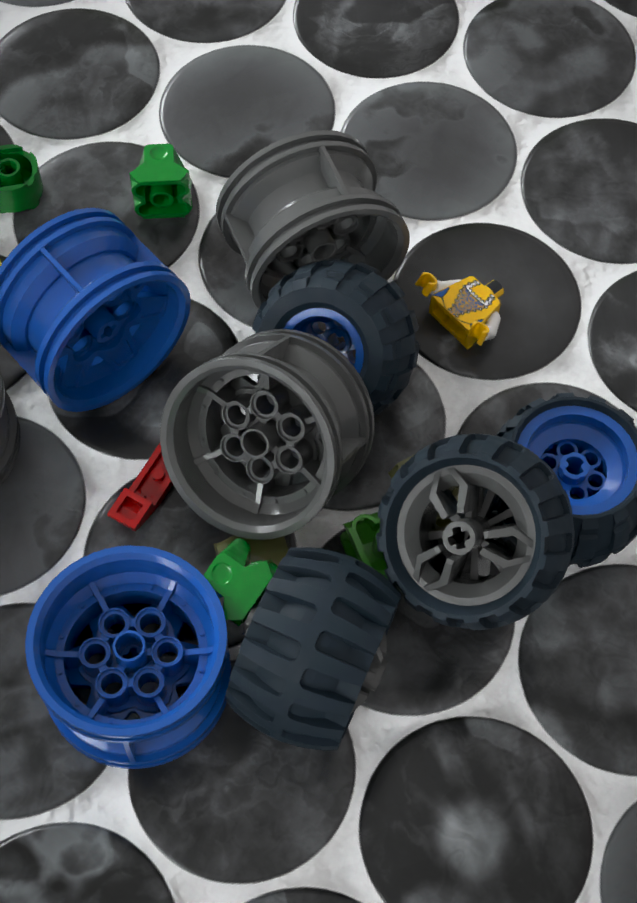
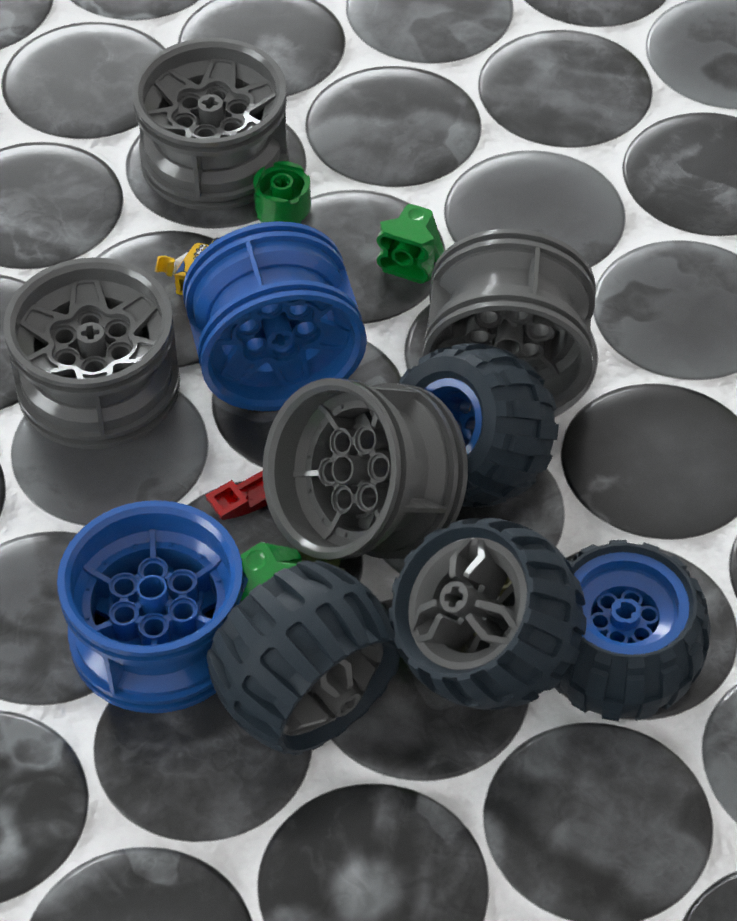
camera: 30 degrees right, 10 degrees down
(464, 307) = (629, 453): torso -> none

